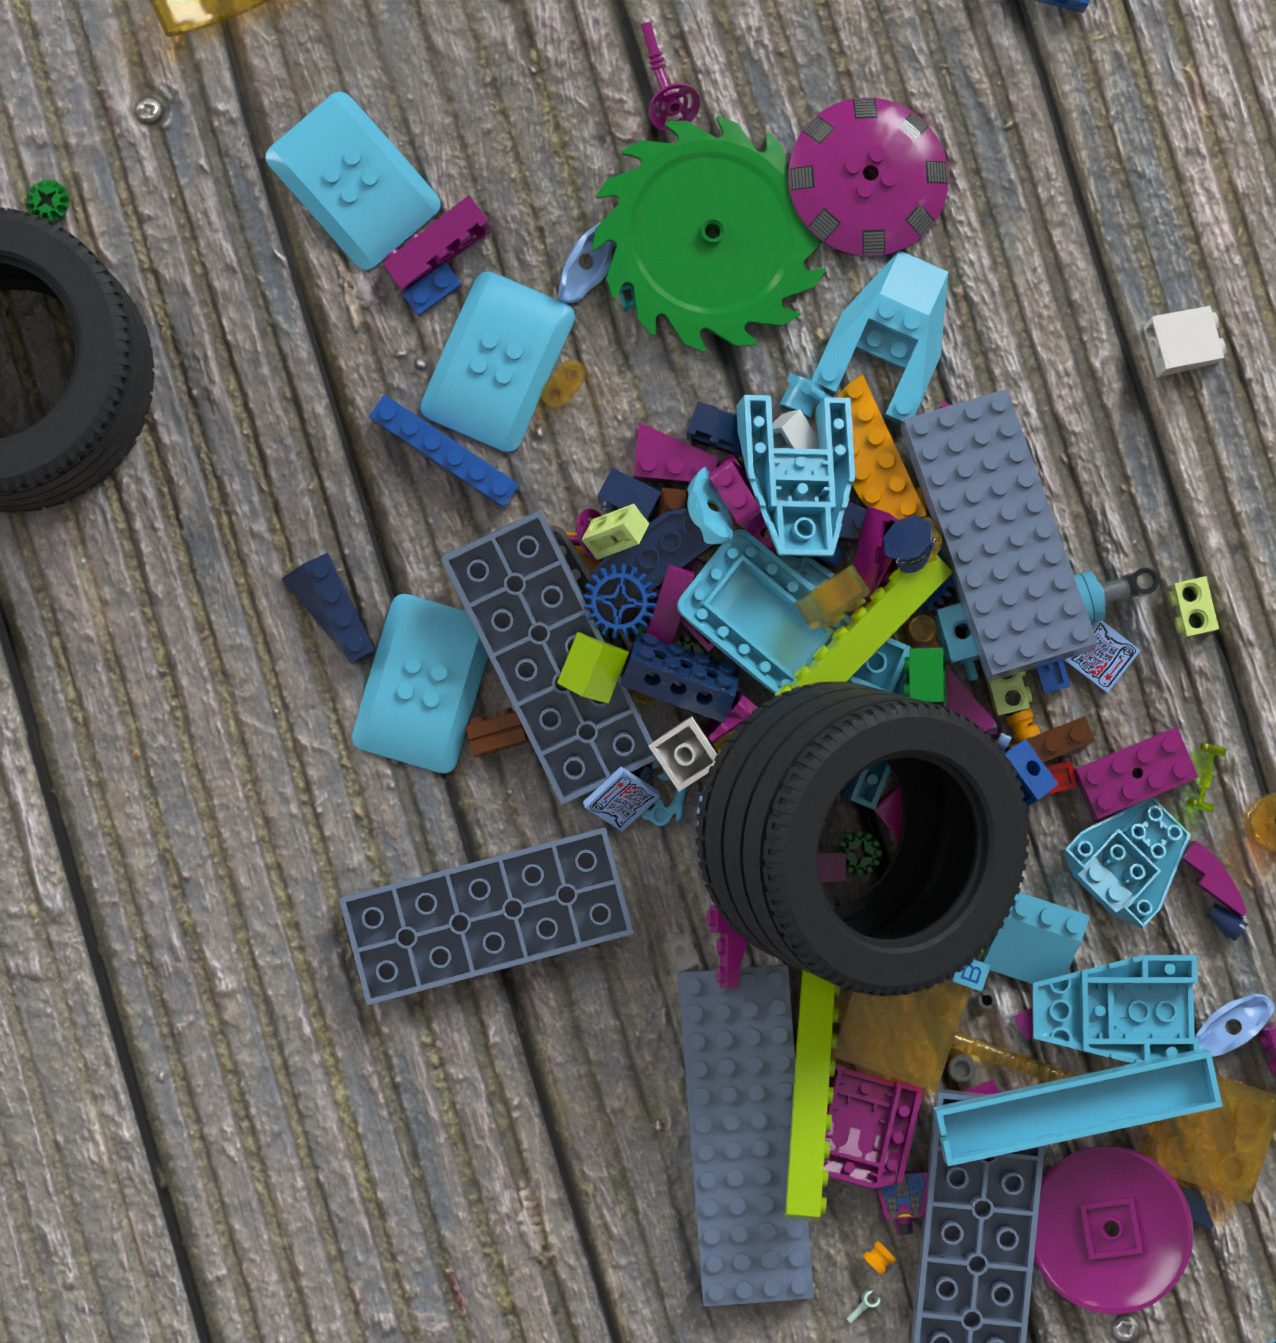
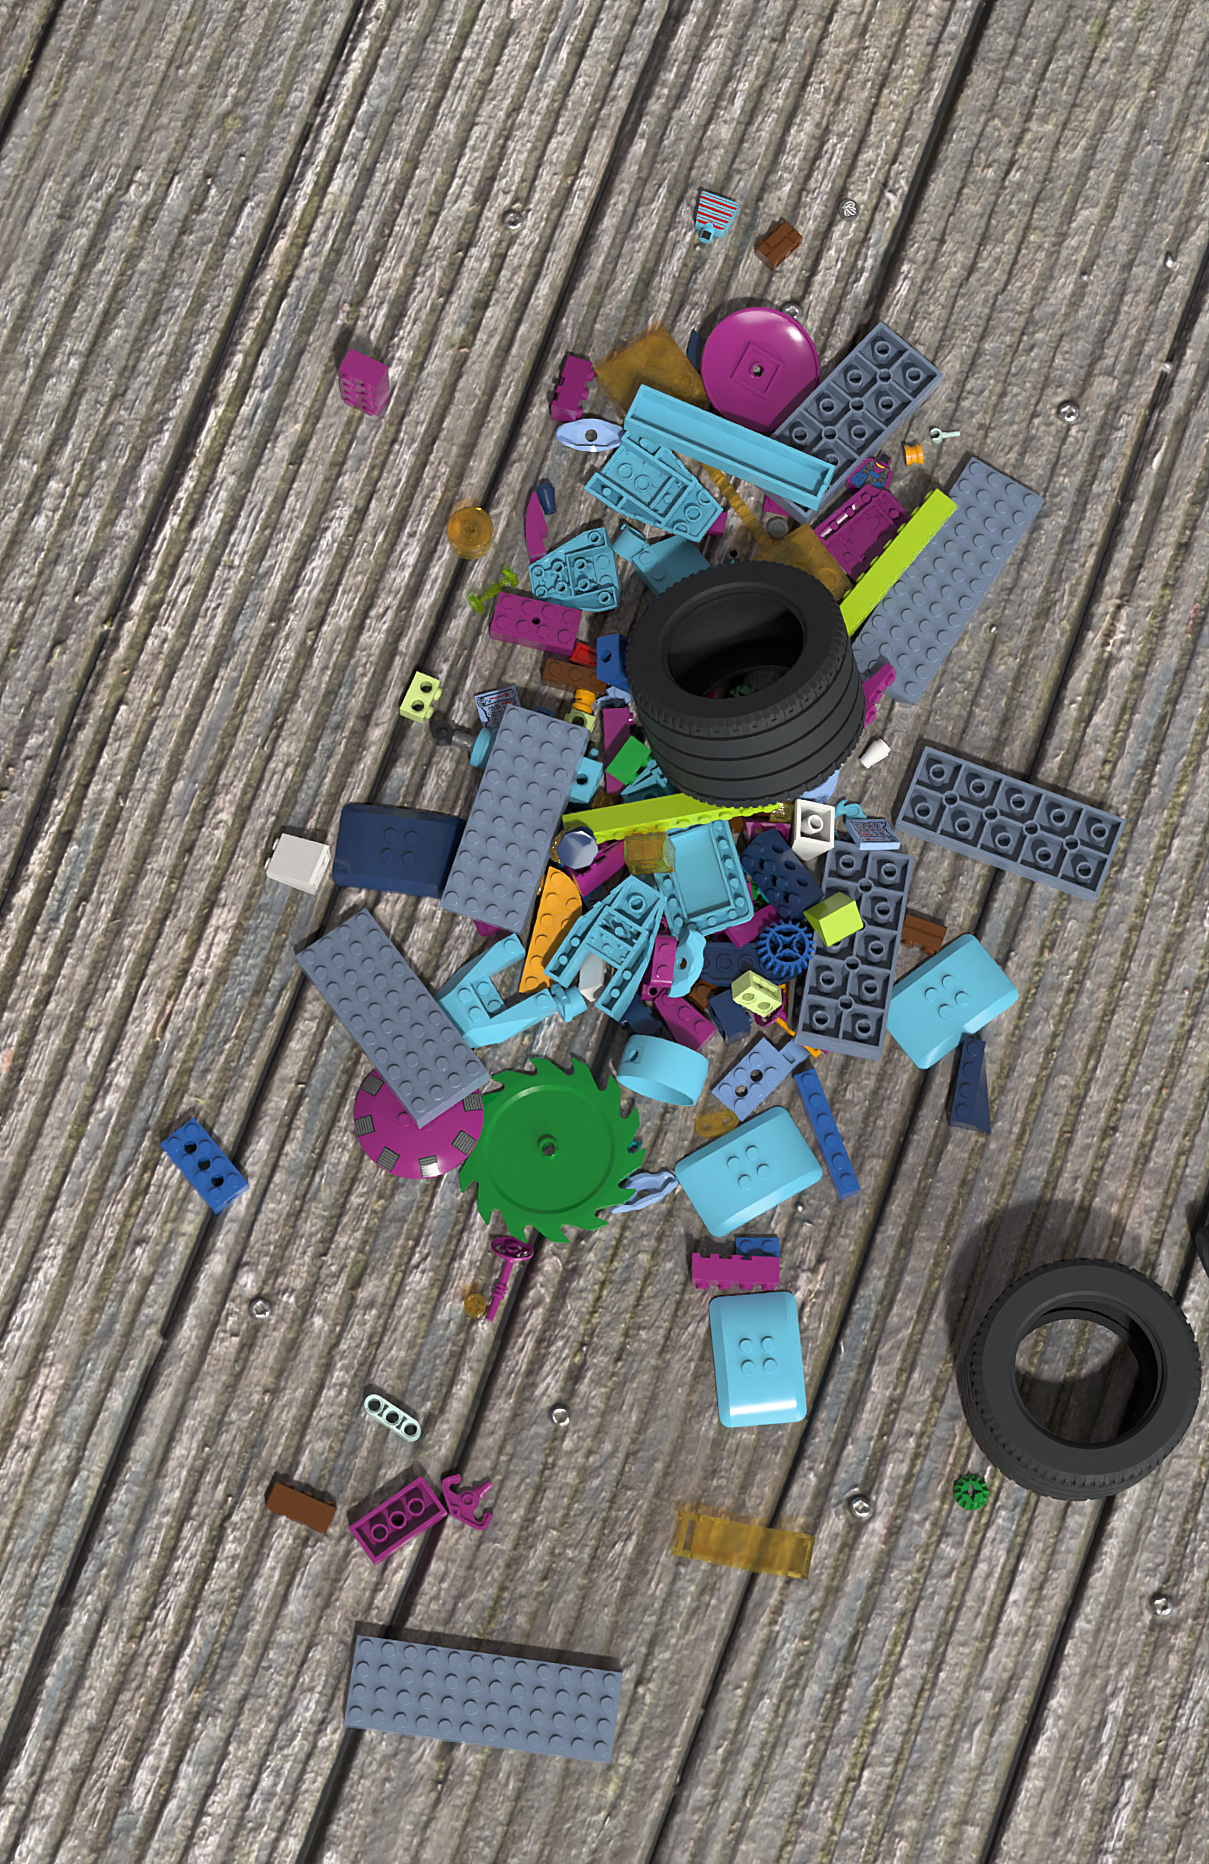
camera: 150 degrees left, 10 degrees down
(551, 484) = (771, 1063): none -> medium blue hinge
(653, 384) = (662, 1070): none -> medium azure cylinder
(670, 22) = (474, 1301): none -> clear yellow wheel
(682, 896) = (877, 751): none -> white cone
(968, 246) = (392, 1018): none -> sand blue brick
(1098, 431) = (396, 850): none -> dark blue wedge
(1103, 934) = (629, 543): none -> medium azure piece

